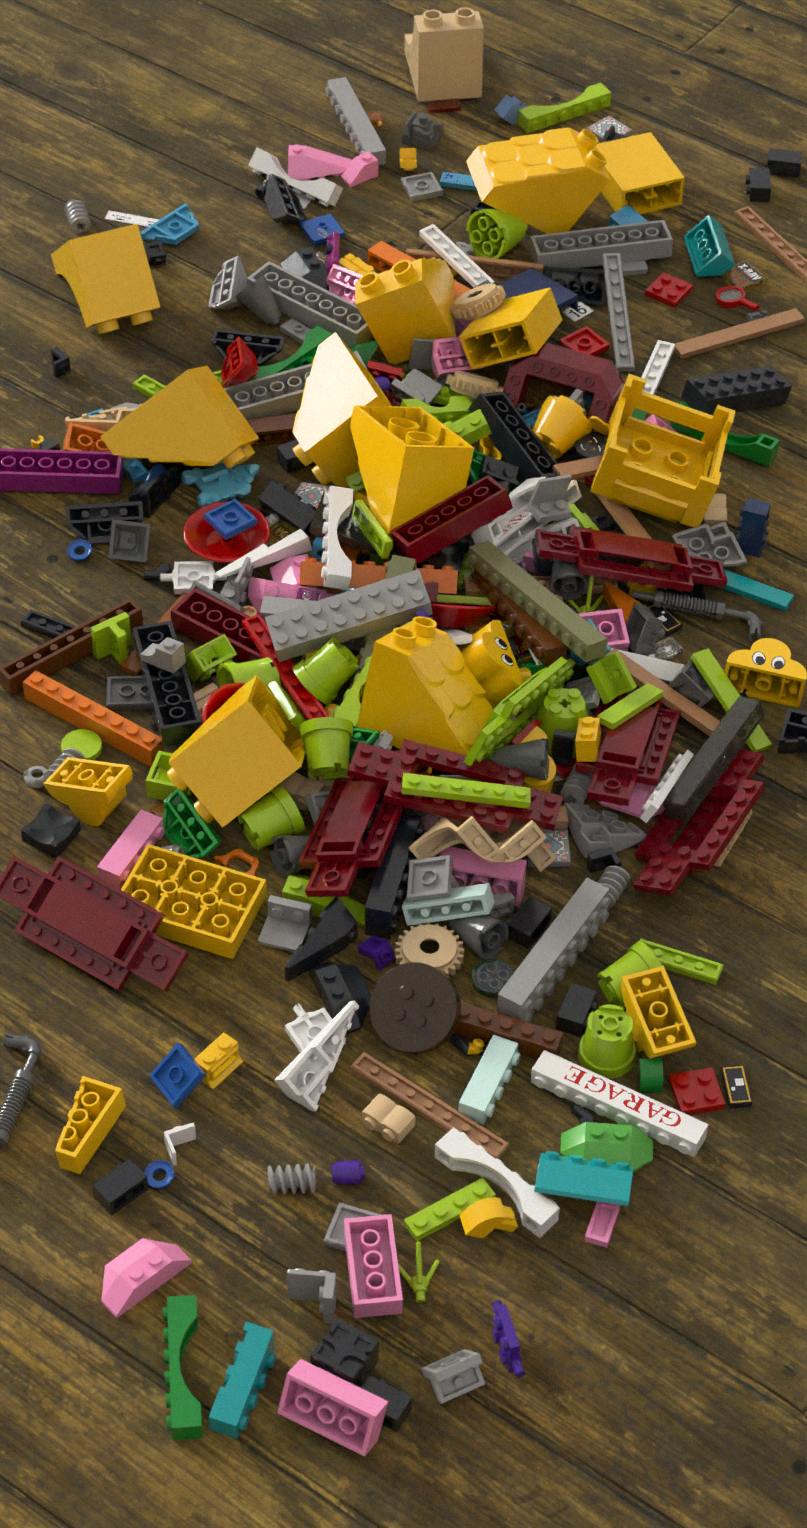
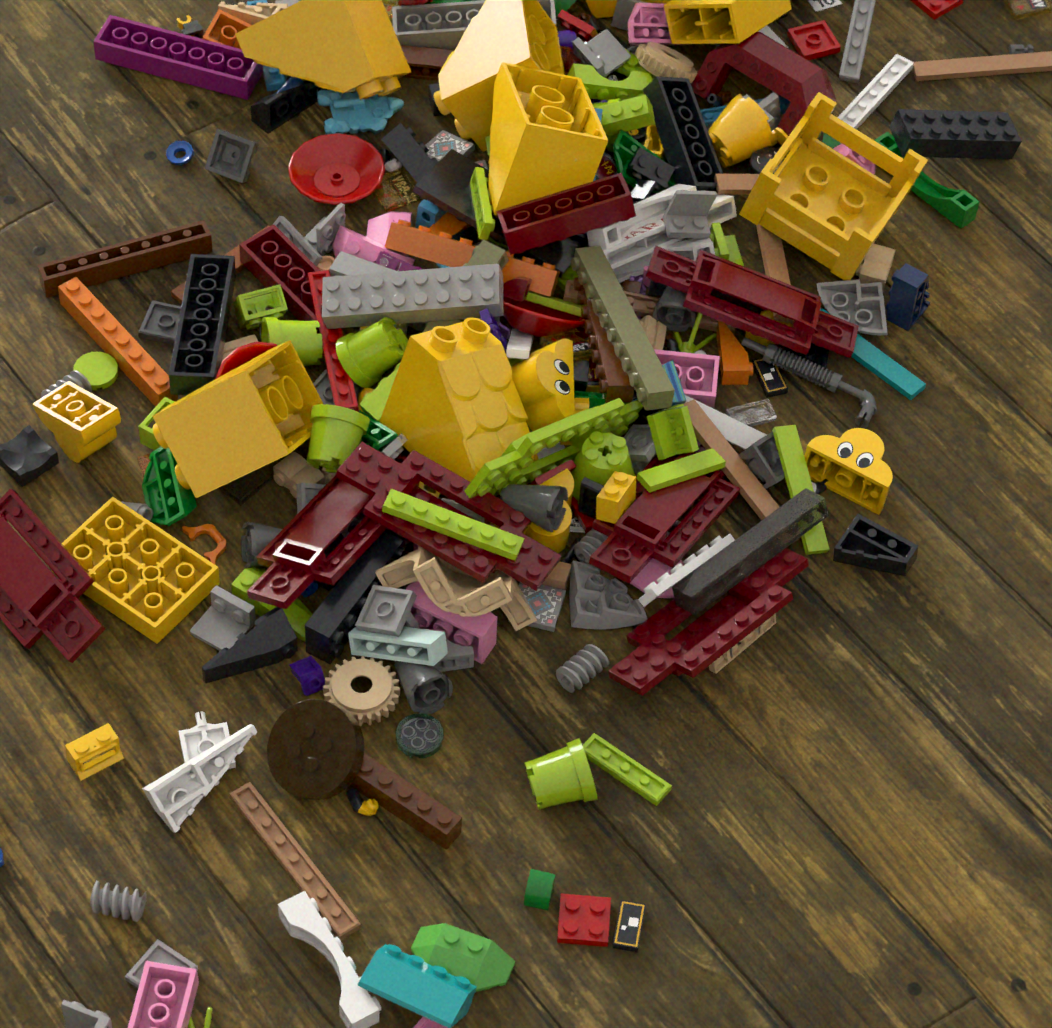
camera: 15 degrees right, 5 degrees up
(32, 781) = (29, 396): light grey piece -> none
(45, 624) = (111, 226): black tile -> none
(94, 521) = (200, 123): black wedge -> none
(112, 638) = (170, 258): lime bracket -> none
(124, 854) = (116, 481): bright pink brick -> none
(163, 568) = (251, 198): black arm -> none
(166, 655) = (208, 294): light grey arch -> none
(177, 1075) = (45, 756): blue plate -> none
(177, 1136) = (20, 822): white bracket -> none
(187, 572) = (291, 206): white plate -> none
(230, 519) = (343, 156): blue plate -> none
(271, 817) = (251, 500): lime piece -> none
(287, 704) = (317, 380): lime tile -> none
(292, 545) = (396, 200): white wedge -> none
(337, 565) = (425, 238): white arch -> none
(340, 985) = (254, 703): black wedge -> none
(348, 1172) = (179, 909): dark purple brick -> none
(388, 1118) = (244, 862): tan brick -> none
(446, 1210) = (269, 978): lime plate -> none
(487, 1215) = (300, 997): yellow brick -> none
(488, 1079) = (366, 847): light aqua brick -> none
(528, 922) = (480, 684): black brick -> none
(555, 952) = (489, 726): light grey brick -> none
(576, 1010) = (491, 795): black brick -> none
(582, 1114) = (453, 916): black arm -> none
(602, 859) = (589, 634): black bracket -> none
(604, 522) = (750, 251): black tile -> none
(608, 1042) = (496, 851): lime piece -> none
(619, 1103) = (493, 912): white brick -> none
(643, 629) = (737, 385): dark grey brick -> none
(656, 1013) = (565, 823): yellow brick -> none
(734, 297) = (1003, 21): red piece -> none

